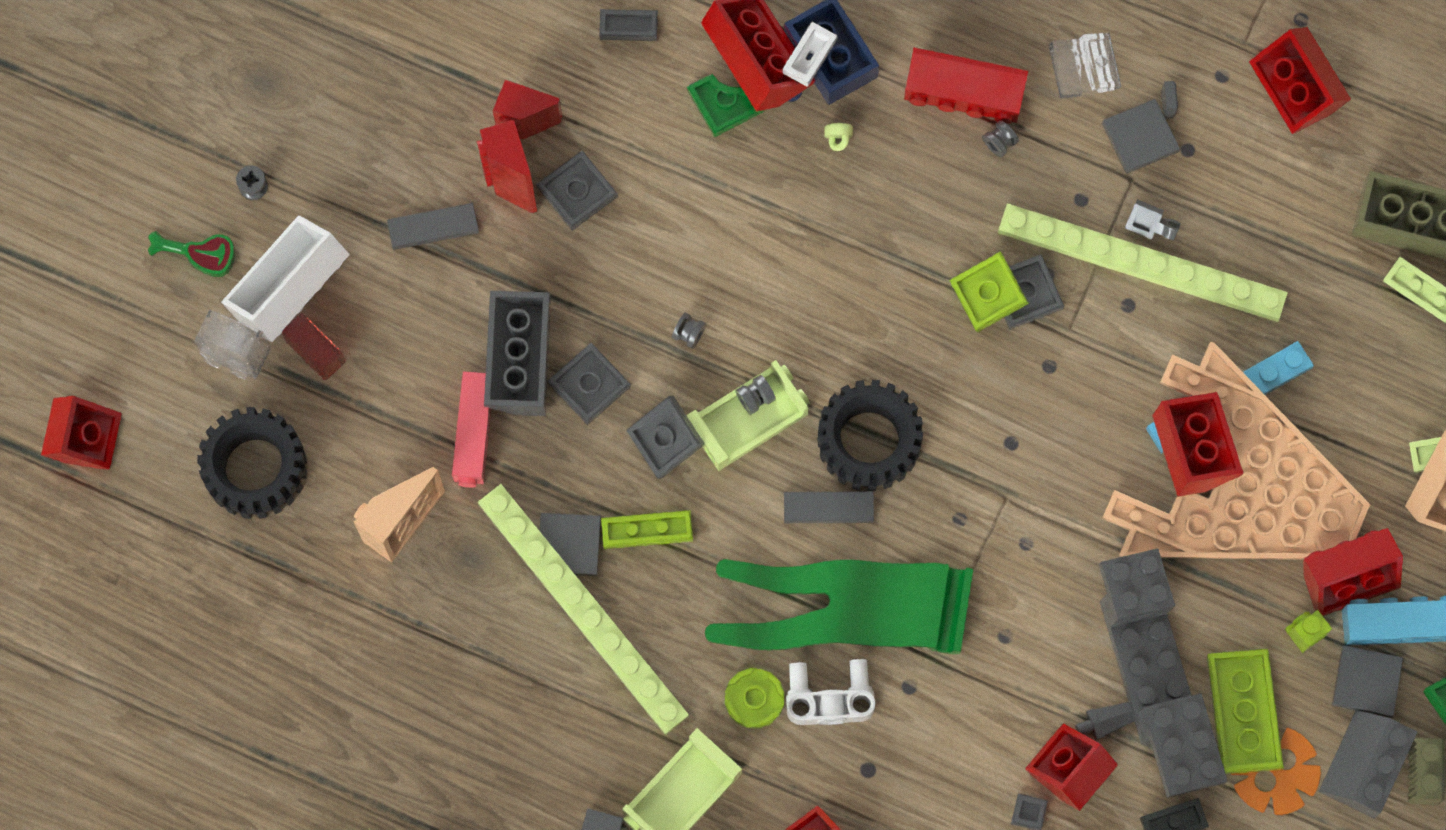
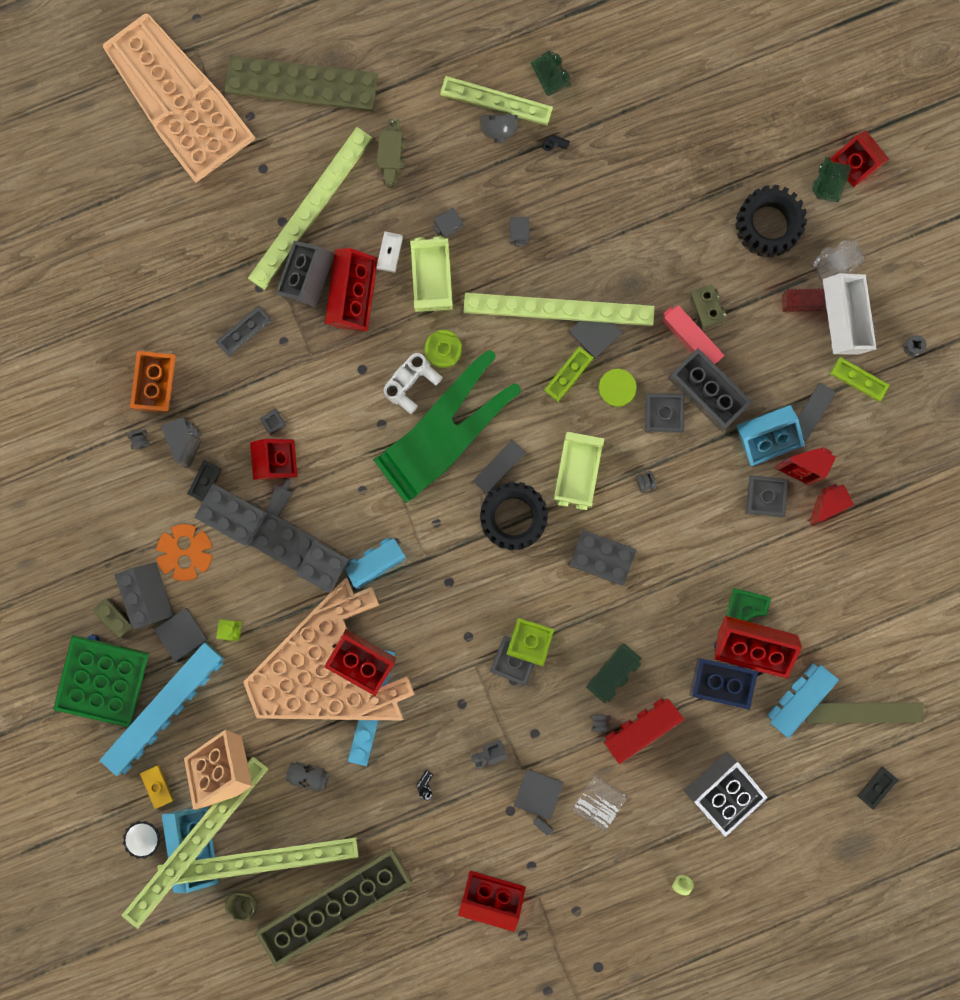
camera: 135 degrees right, 10 degrees up
(138, 441) = (831, 180): none -> clear green bracket
(211, 256) = (894, 295): green piece -> none
(346, 208) = (859, 379): none -> lime tile
(383, 801) = (554, 142): none -> black arm
(397, 513) = (680, 254): light nougat slope -> none
(422, 443) = (707, 307): none -> olive brick
(505, 244) = (770, 435): none -> medium azure slope
(532, 738) = (519, 231): none -> dark grey brick
(610, 460) = (617, 387): none -> lime tile
(628, 25) = (830, 600): dark grey tile -> none
(665, 437) = (603, 421): dark grey tile -> none
(755, 395) = (584, 482): dark grey wheel -> none
(815, 41) = (734, 674): white piece -> none
(818, 302) = (602, 557): none -> dark grey plate
(838, 131) = (679, 648): yellowish green tile -> none
(934, 174) = (614, 673): none -> clear green brick
(1072, 535) = (375, 562): none -> medium azure slope
(1142, 262) = (475, 731): yellowish green plate -> none
(1245, 711) = (222, 564): lime tile -> none
(1256, 261) = (423, 785): none -> black arm
(1353, 571) = (234, 677): red slope -> none
(1365, 380) = (299, 774): none -> dark grey piece

